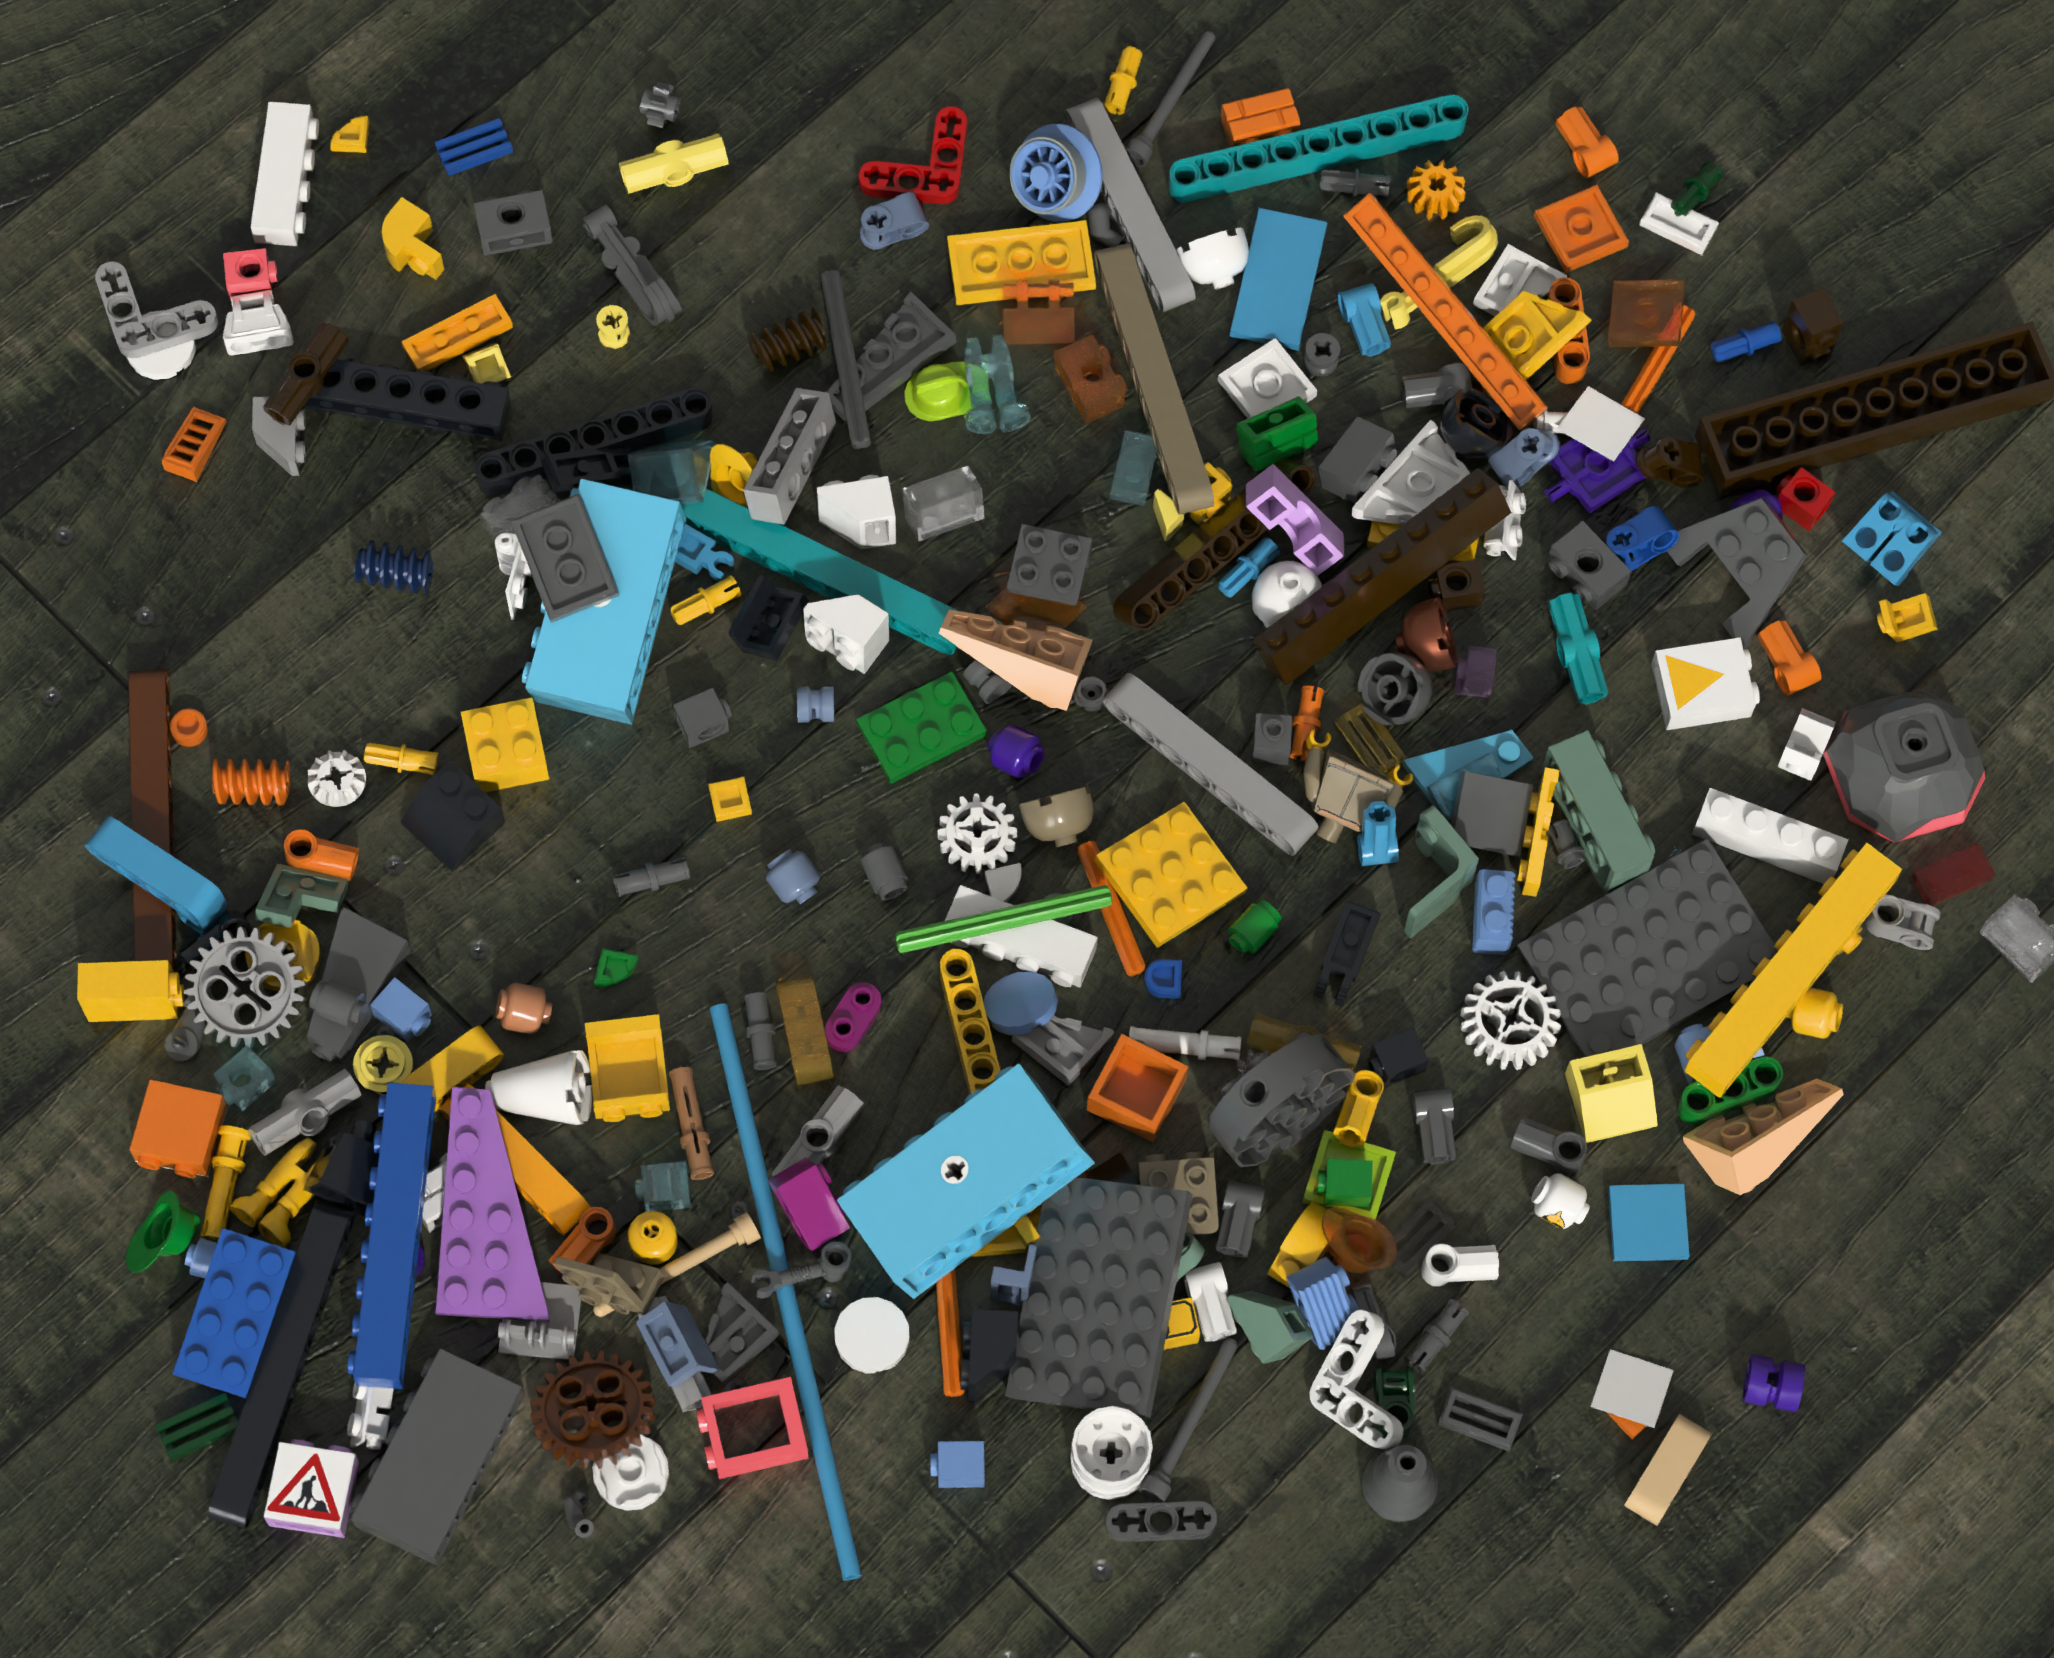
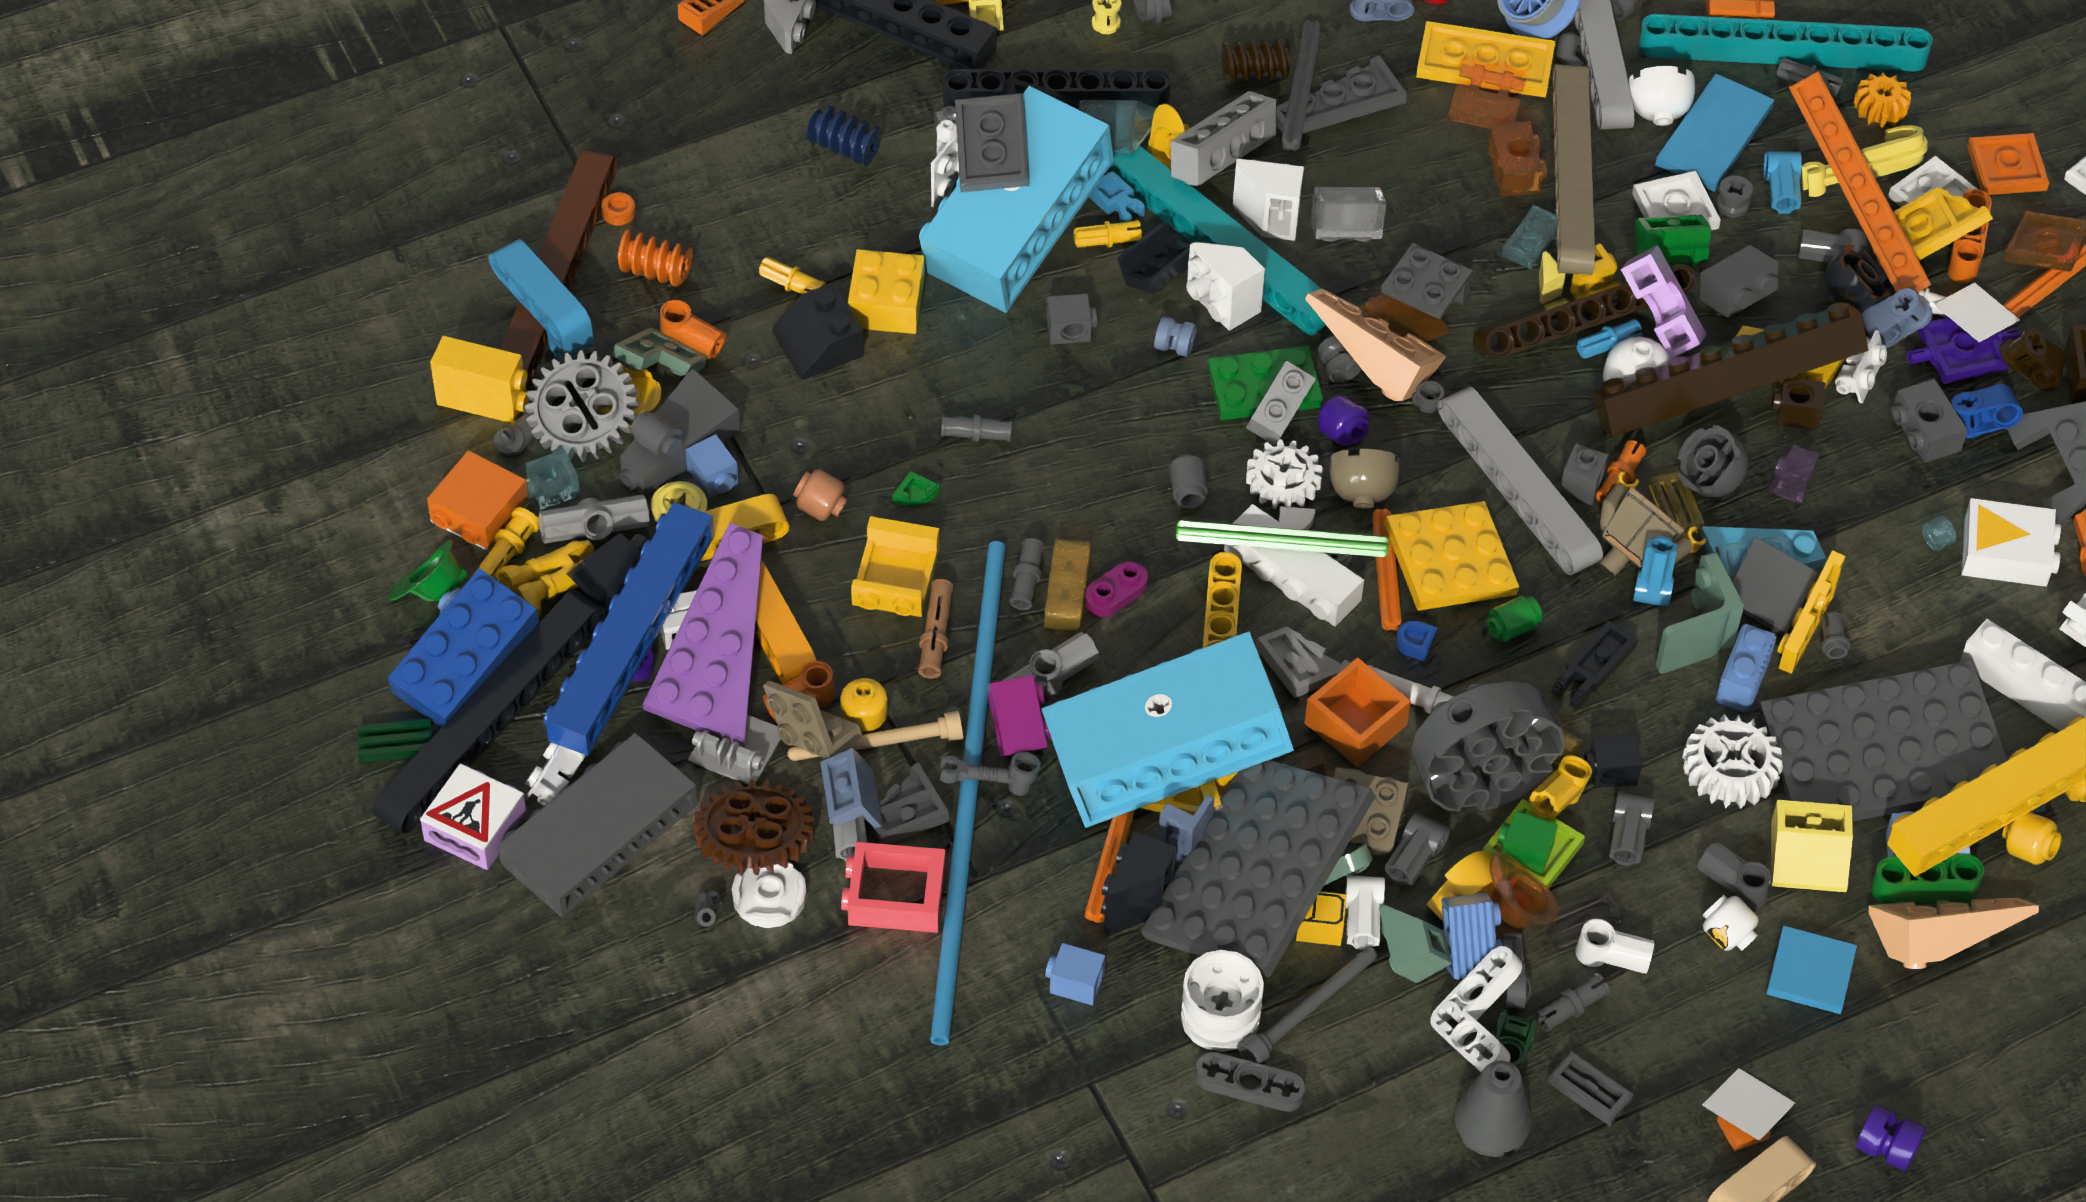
camera: 20 degrees right, 15 degrees down
(351, 784) = (741, 286): white gear -> none
(545, 1089) = (815, 559): white cone -> none
(664, 1186) = (893, 668): clear light blue brick -> none
(730, 799) = (1070, 390): yellow tile -> none
(793, 876) = (1103, 461): sand blue head -> none
(871, 1335) = (1035, 846): white tile -> none
(938, 392) = (1383, 137): lime piece -> none
(950, 756) = (1280, 403): none -> light grey brick
(999, 368) = (1436, 129): clear light blue piece -> none
(1020, 1003) = (1273, 615): medium blue tile -> none
(1412, 480) = (1778, 305): white wing -> none
(1428, 636) = (1758, 429): copper cylinder -> none
(1578, 648) = (1897, 483): teal piece -> none
(1590, 150) = (2035, 105): orange piece -> none
(1598, 813) = (1872, 608): sand green brick -> none
(1633, 694) = (1939, 533): none -> clear light blue bush

